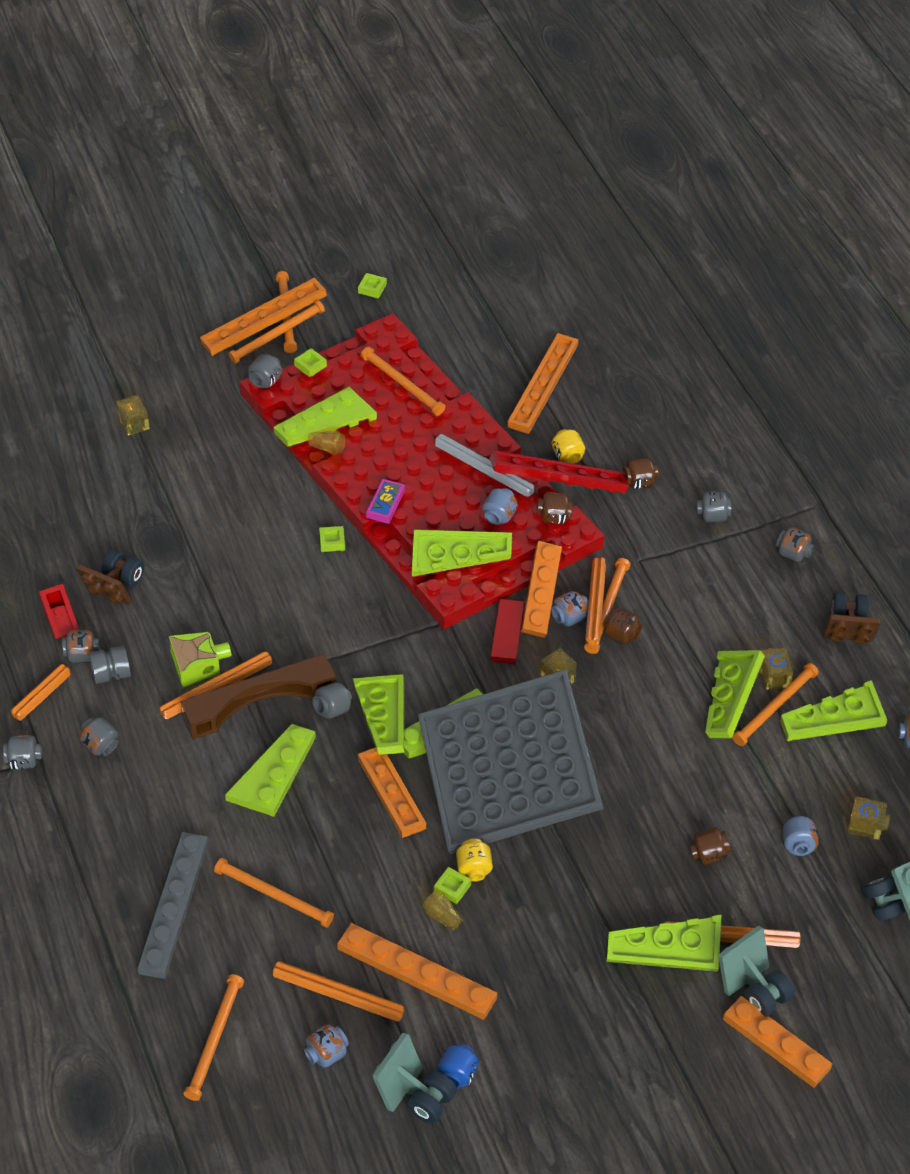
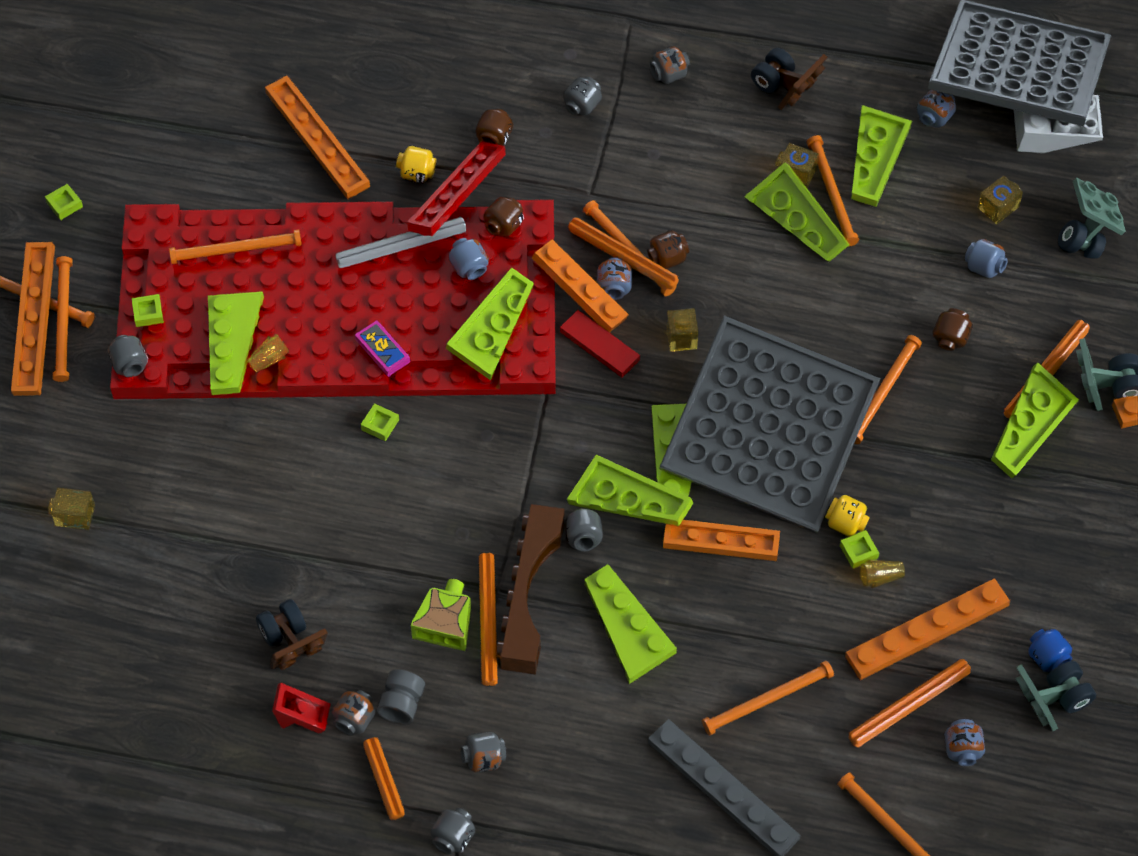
camera: 55 degrees left, 10 degrees up
(617, 830) = (912, 343): none -> orange bar

